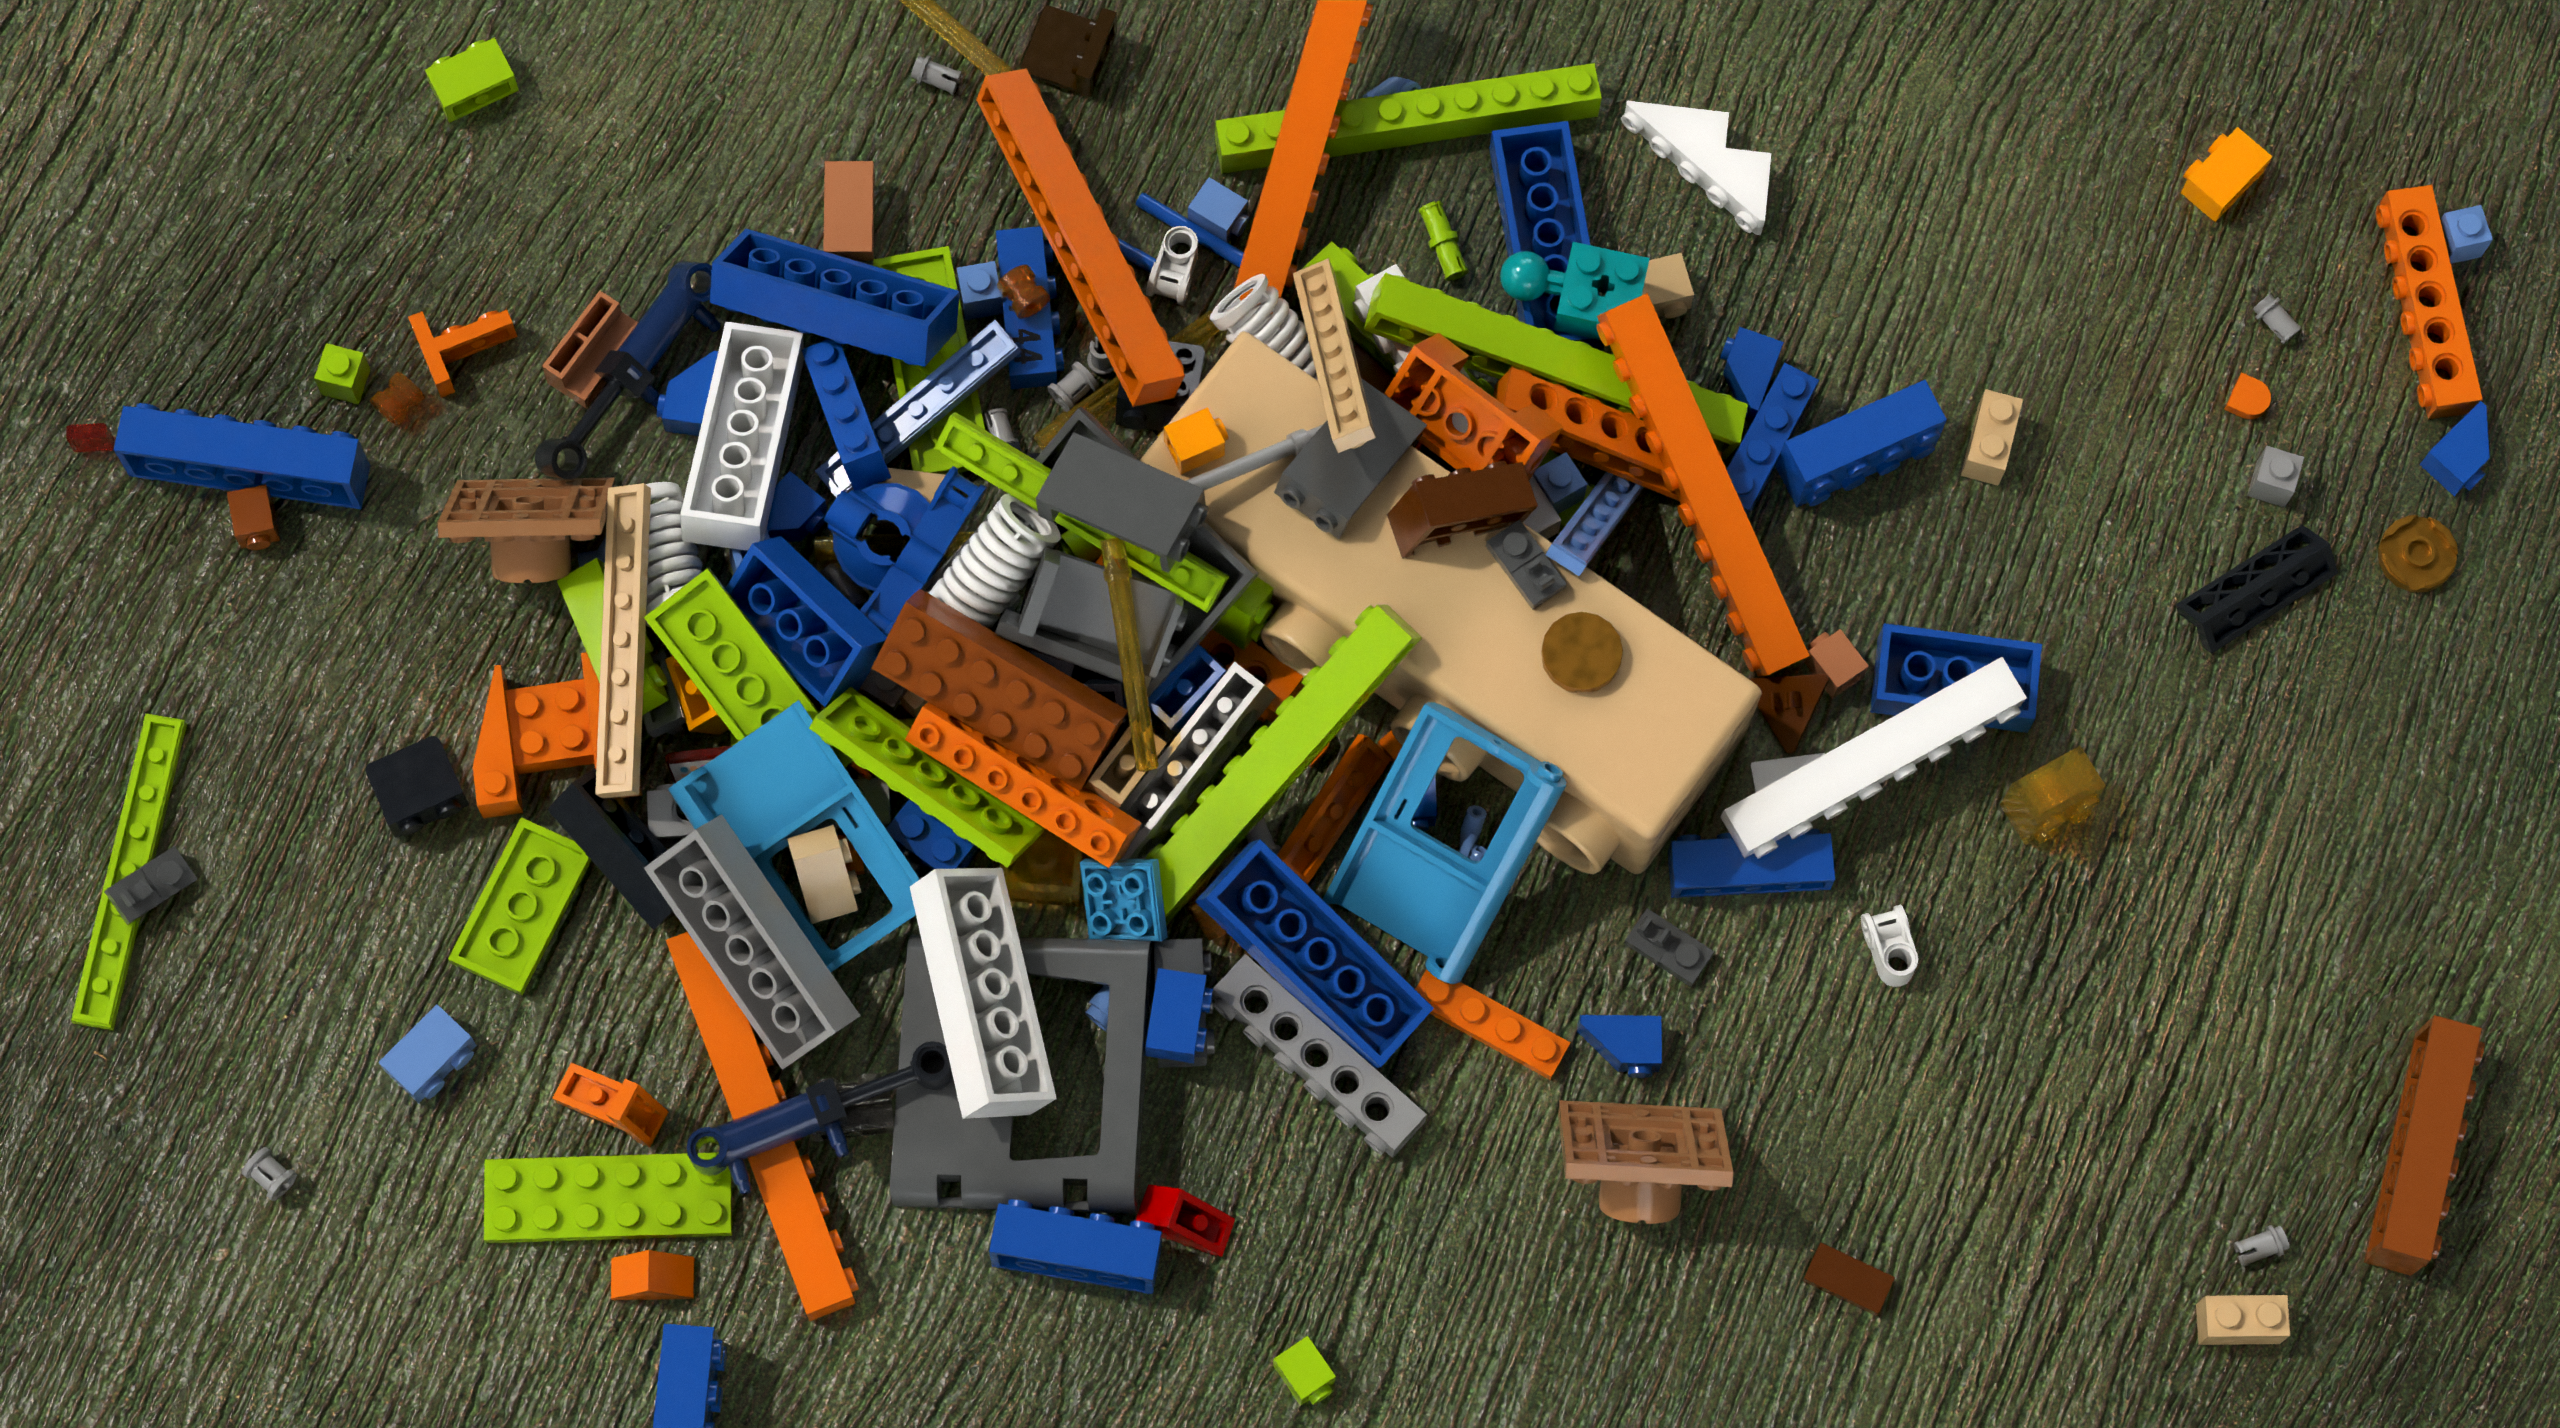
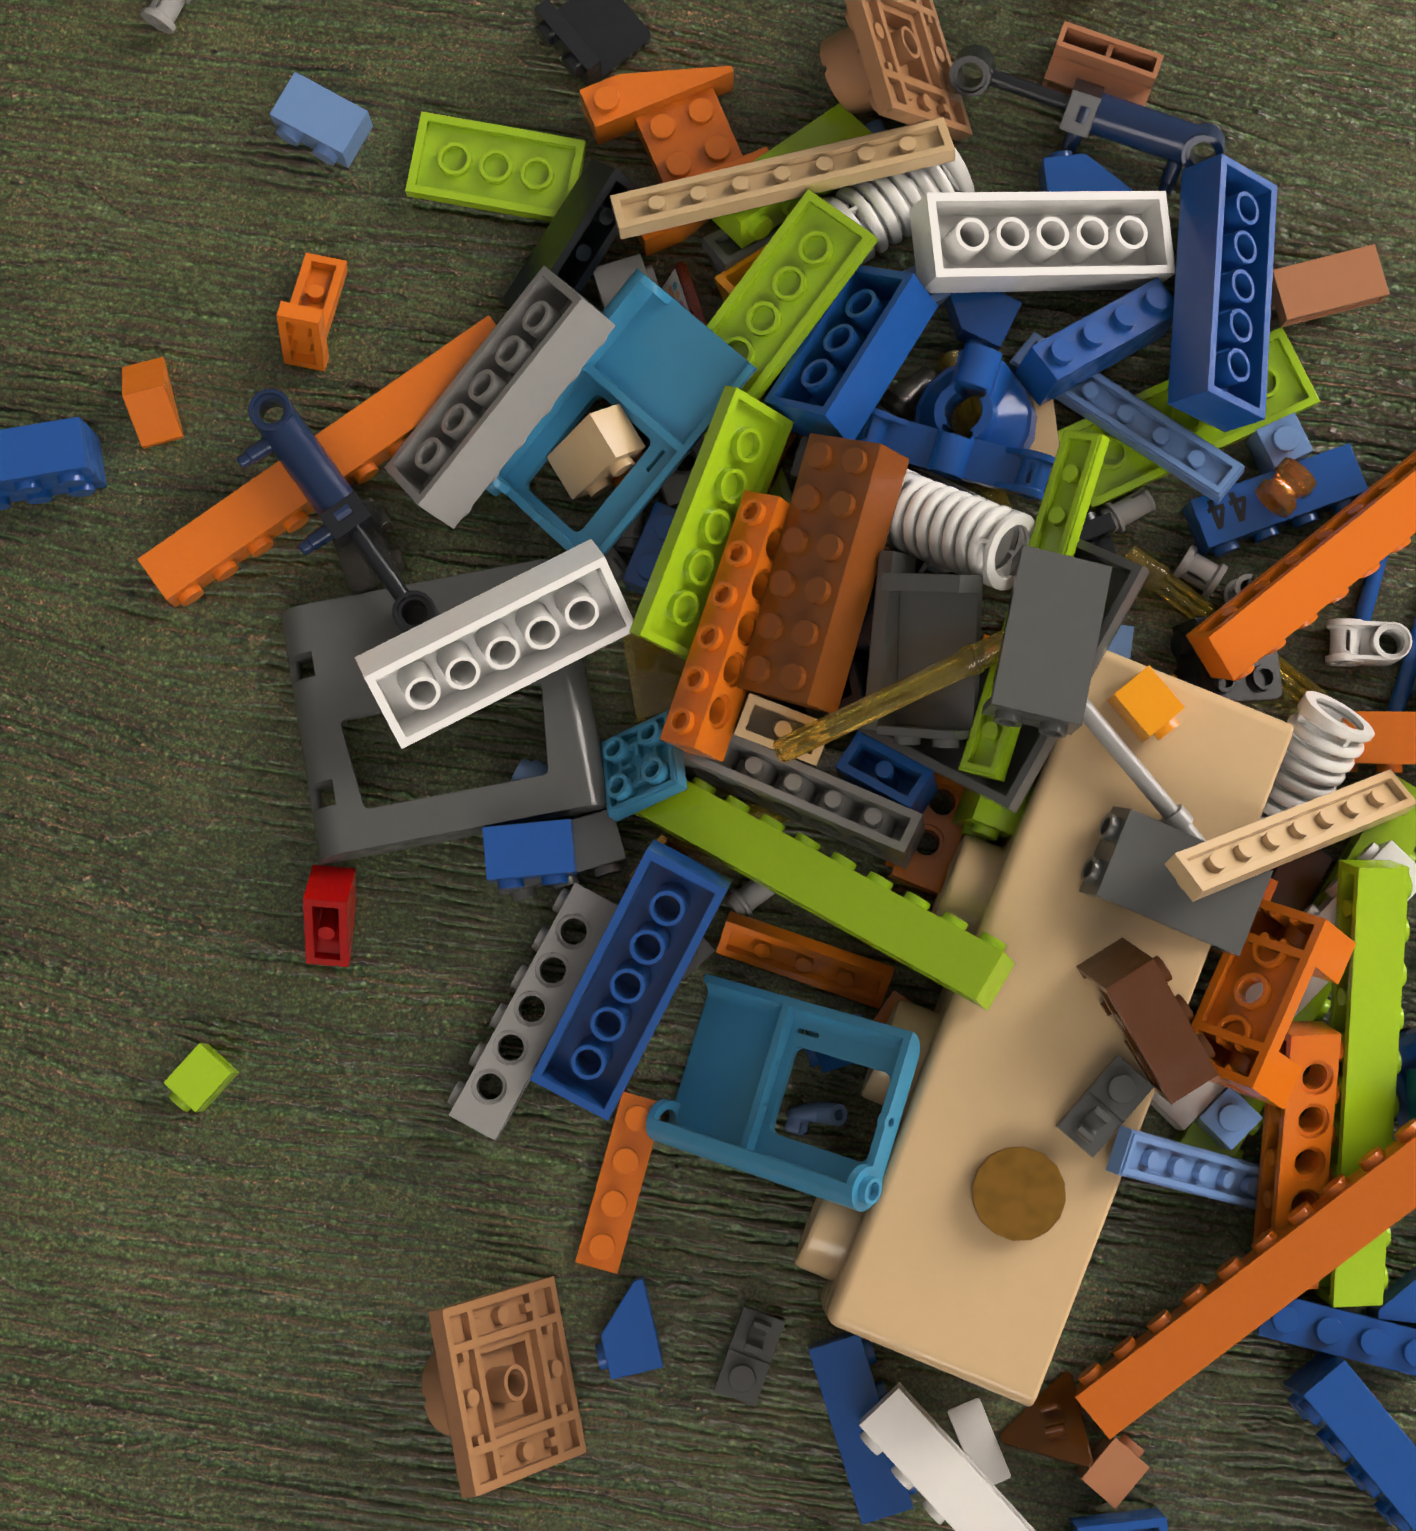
camera: 80 degrees right, 10 degrees up
(604, 1198) = (217, 327): lime plate -> none
(1075, 1246) = (267, 810): blue brick -> none

